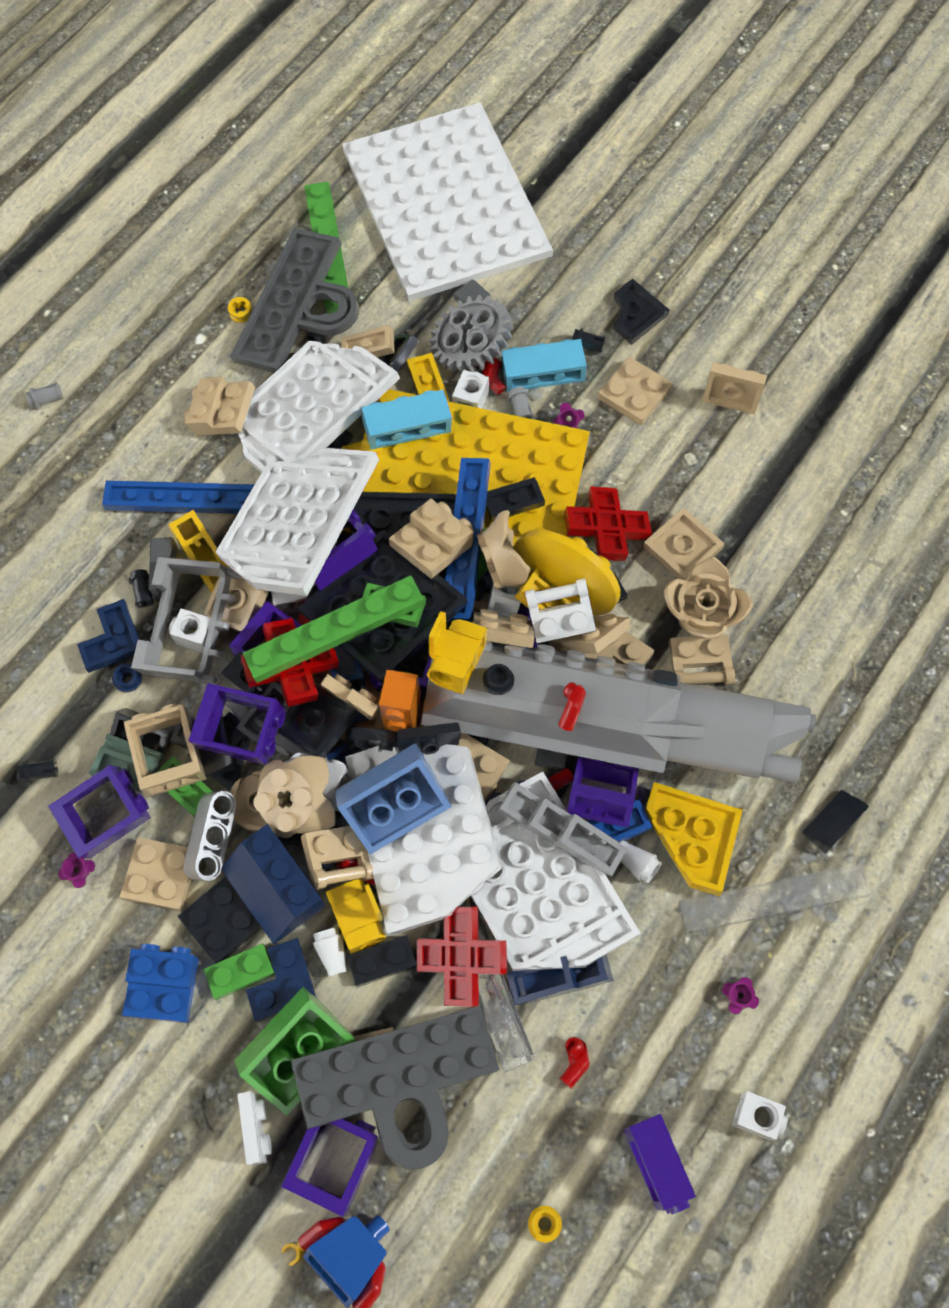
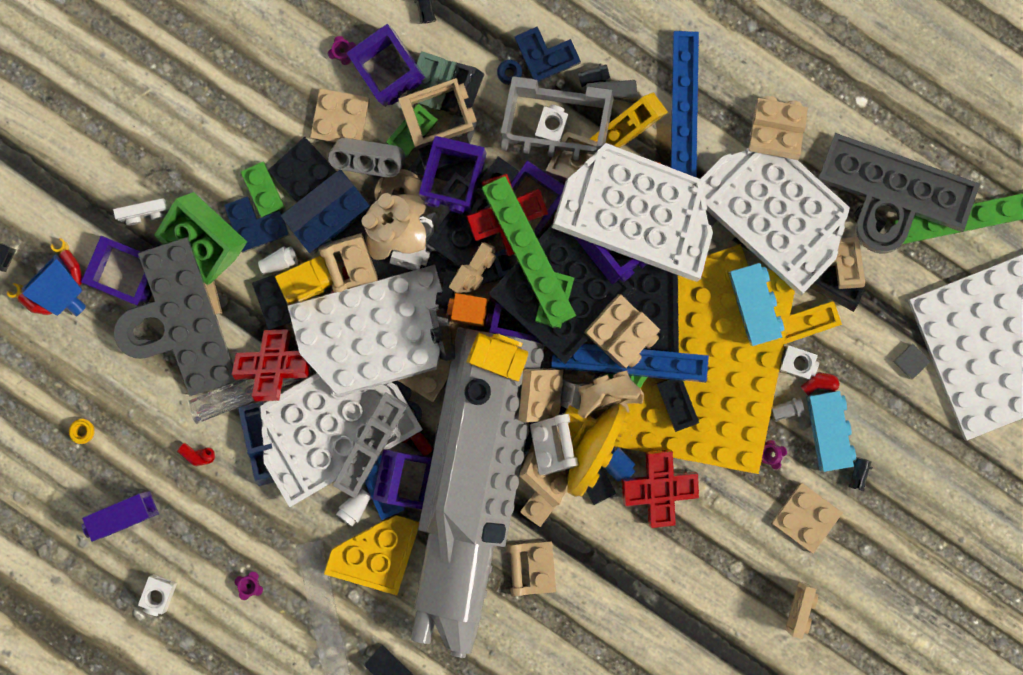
camera: 90 degrees right, 20 degrees up
(160, 983) = (251, 128): blue plate -> none
(239, 303) = (900, 135): yellow bush -> none
(392, 799) = (390, 305): medium blue slope -> none
(471, 334) = (857, 381): light grey gear -> none
(571, 712) = (454, 454): red arm -> none
(638, 311) = (897, 524): black tile -> none
(683, 544) = (642, 556): tan plate -> none
(709, 583) = (582, 594): tan brick -> none

